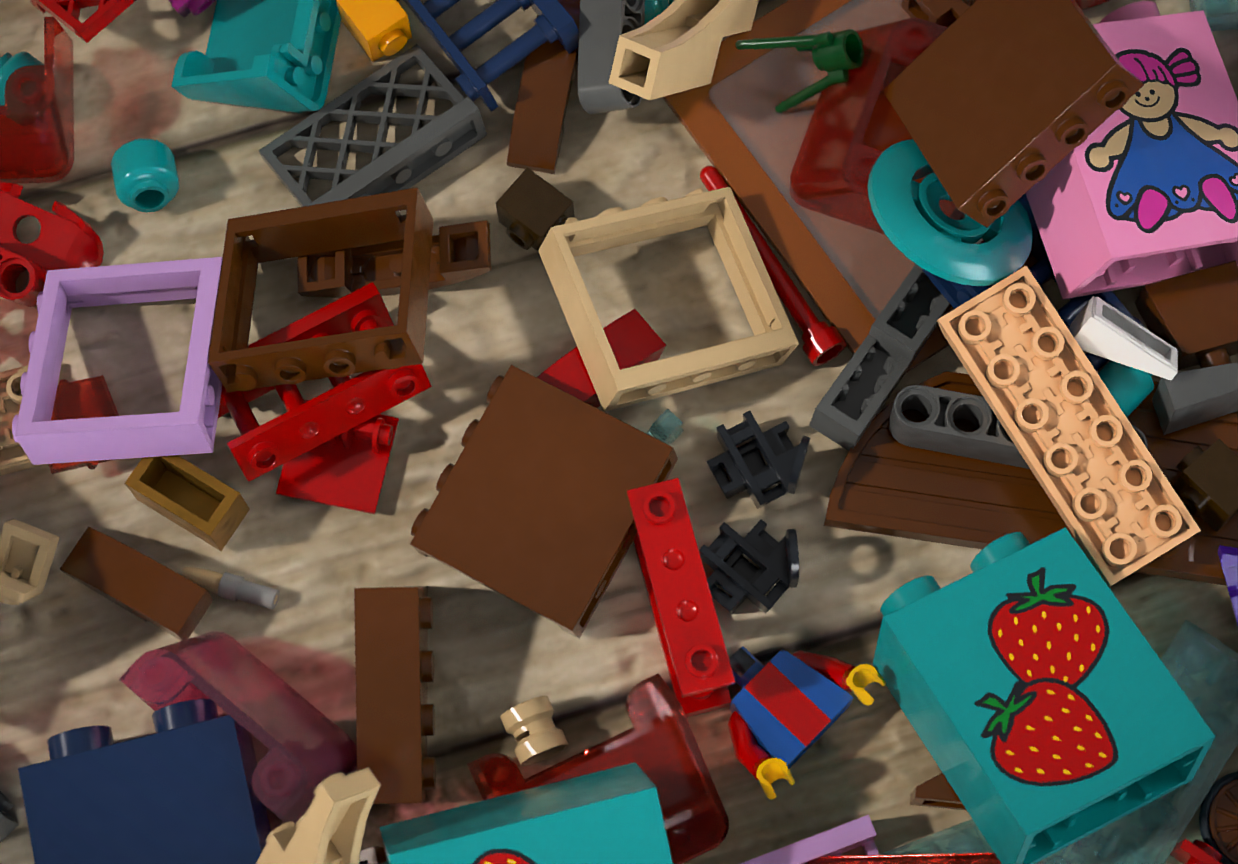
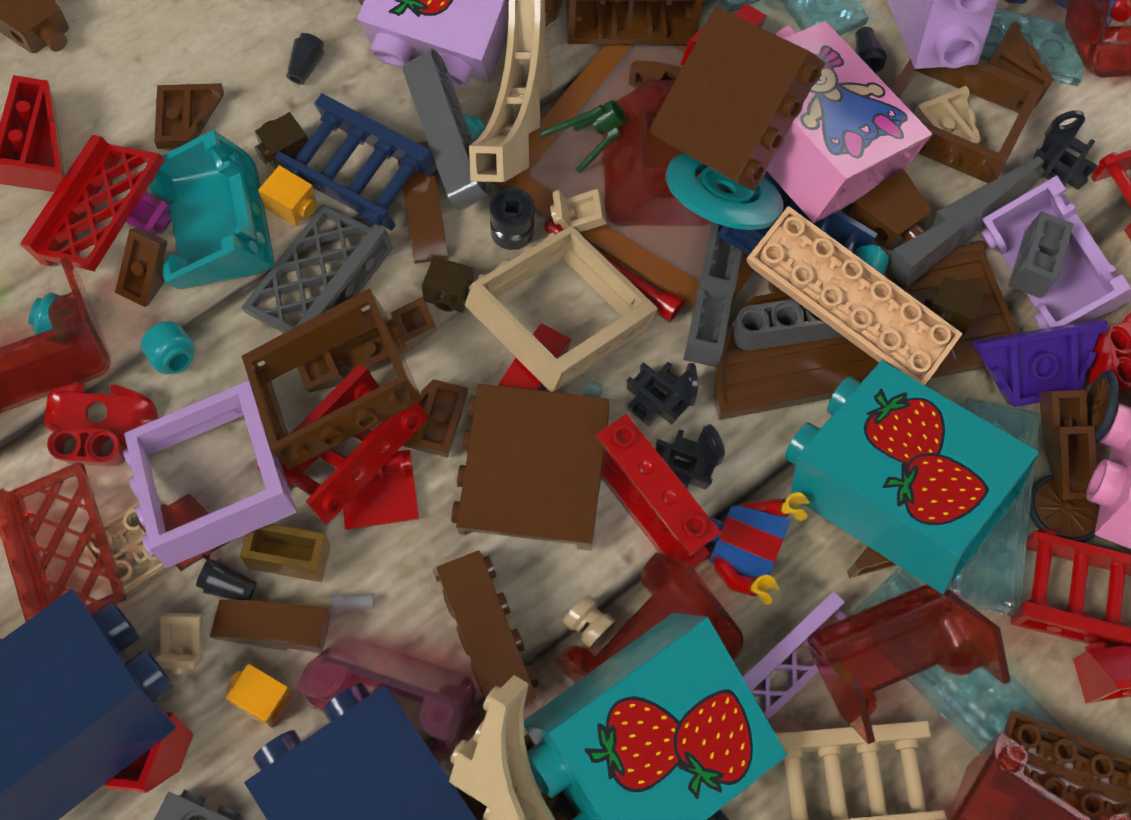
camera: 30 degrees left, 5 degrees down
(86, 665) = (258, 695): none -> light orange brick
(101, 505) = (223, 580): none -> black cone
(151, 54) = (141, 267): none -> reddish brown slope
(459, 380) = (444, 407): none -> reddish brown wing
(655, 148) = (512, 218): none -> black wheel
(749, 170) = (579, 211): none -> tan bracket
(1117, 337) = (860, 235): white slope -> none

